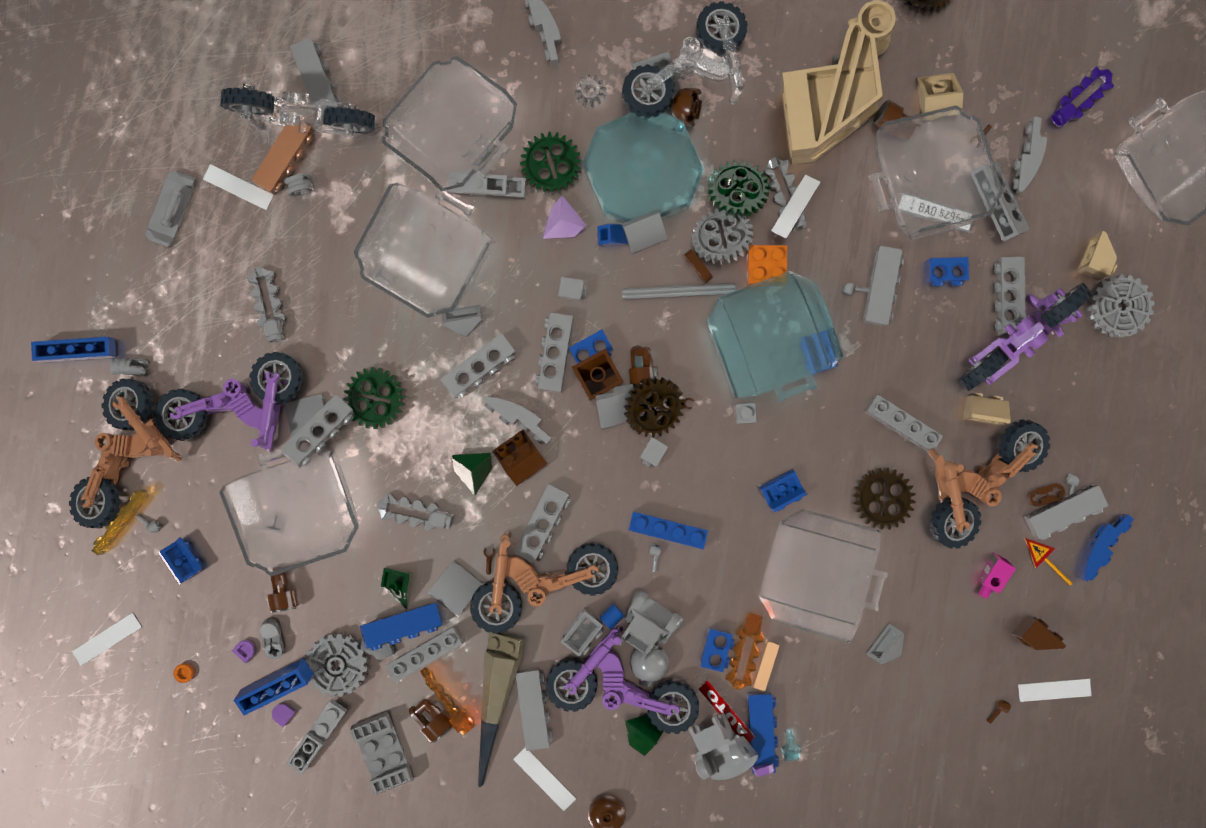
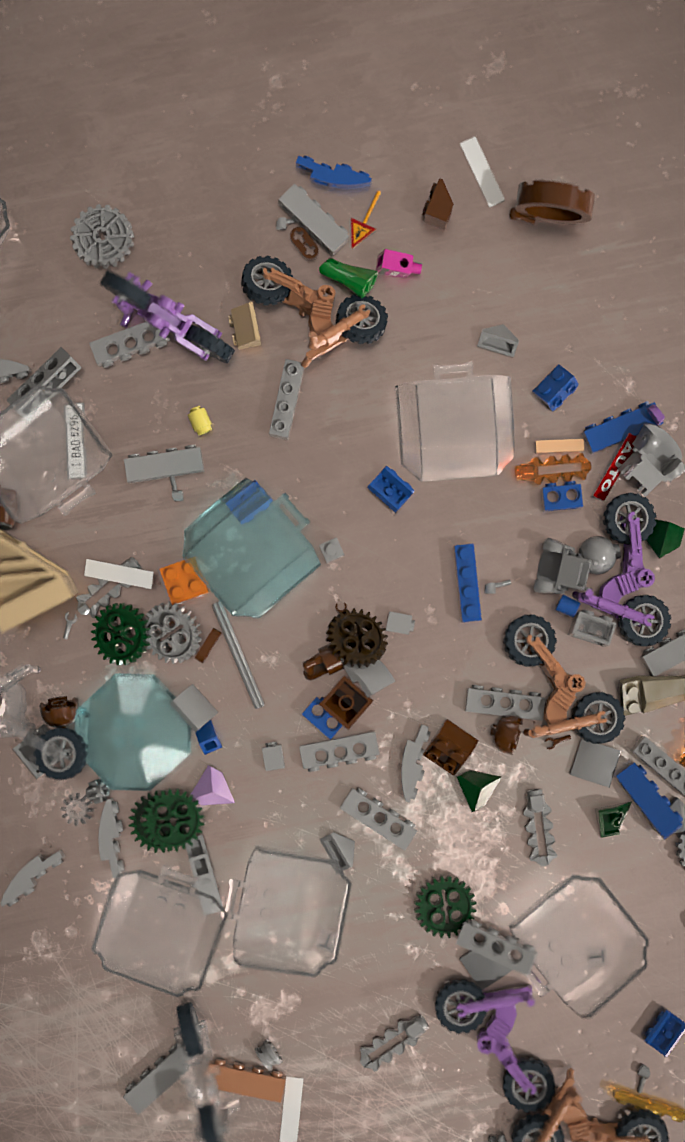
camera: 115 degrees left, 0 degrees up
(281, 598) = (666, 923): reddish brown piece -> none
(512, 514) = (507, 734): none -> reddish brown cylinder
(530, 170) = (174, 837): none -> dark green gear
(560, 113) = (108, 830): none -> light grey slope
(599, 114) = (97, 791): none -> light grey gear
(765, 145) = (68, 625): none -> light grey hand
(790, 750) = (628, 394): clear light blue piece -> none
(822, 683) = (556, 387): none -> blue bracket
(901, 500) = (359, 375): dark brown gear -> none
(912, 334) = (199, 420): none -> light yellow brick
(947, 266) = (123, 411): blue brick -> none
(994, 532) = (355, 278): none -> green piece
(1003, 748) = (555, 202): none -> reddish brown brick
(1099, 257) = (65, 273): tan slope -> none

